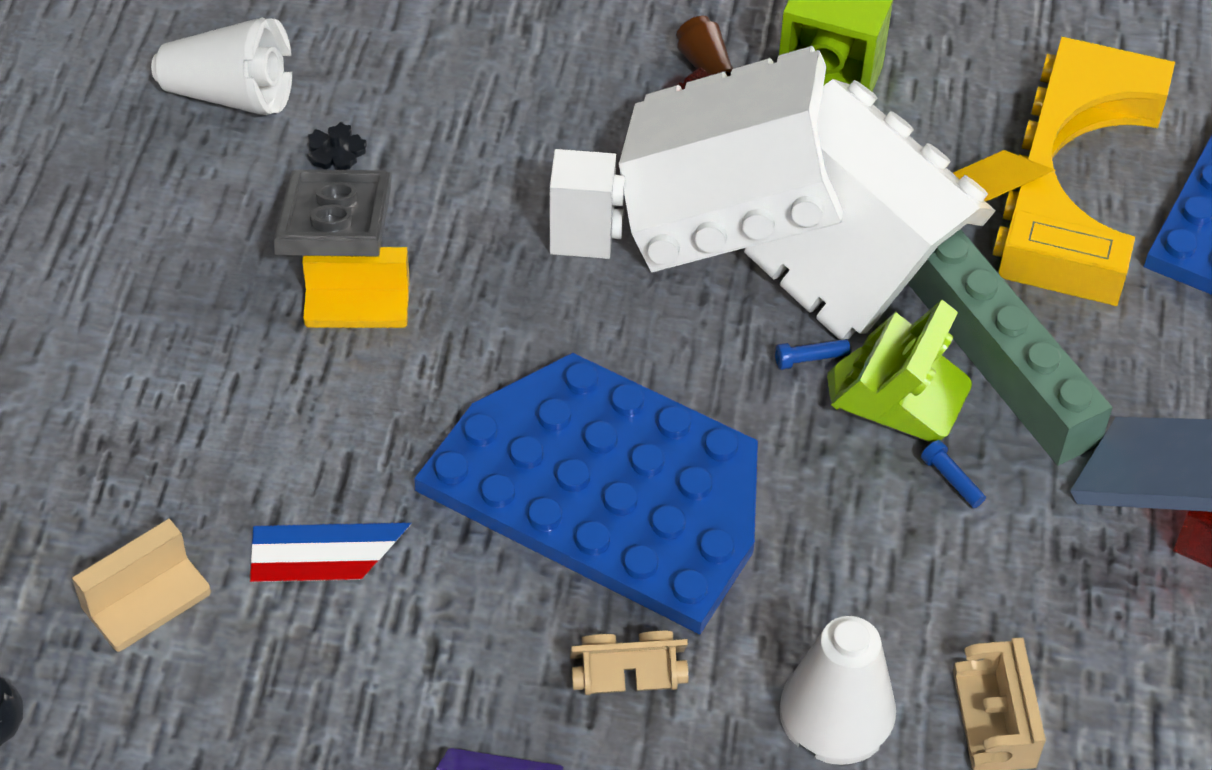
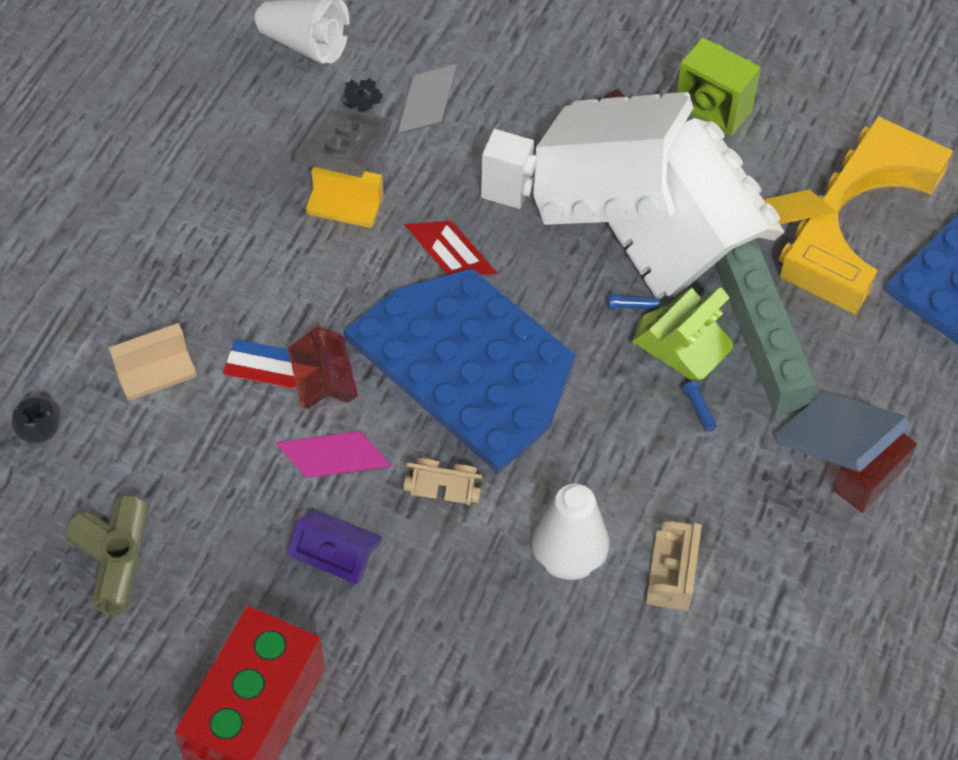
camera: 15 degrees right, 5 degrees up
(397, 539) = (322, 367): none -> clear red panel
(430, 135) = (427, 98): none -> light grey sticker
(451, 661) = (333, 454): none -> dark pink sticker
(527, 331) = (450, 247): none -> red sticker
(704, 45) = (629, 73): reddish brown cone -> none

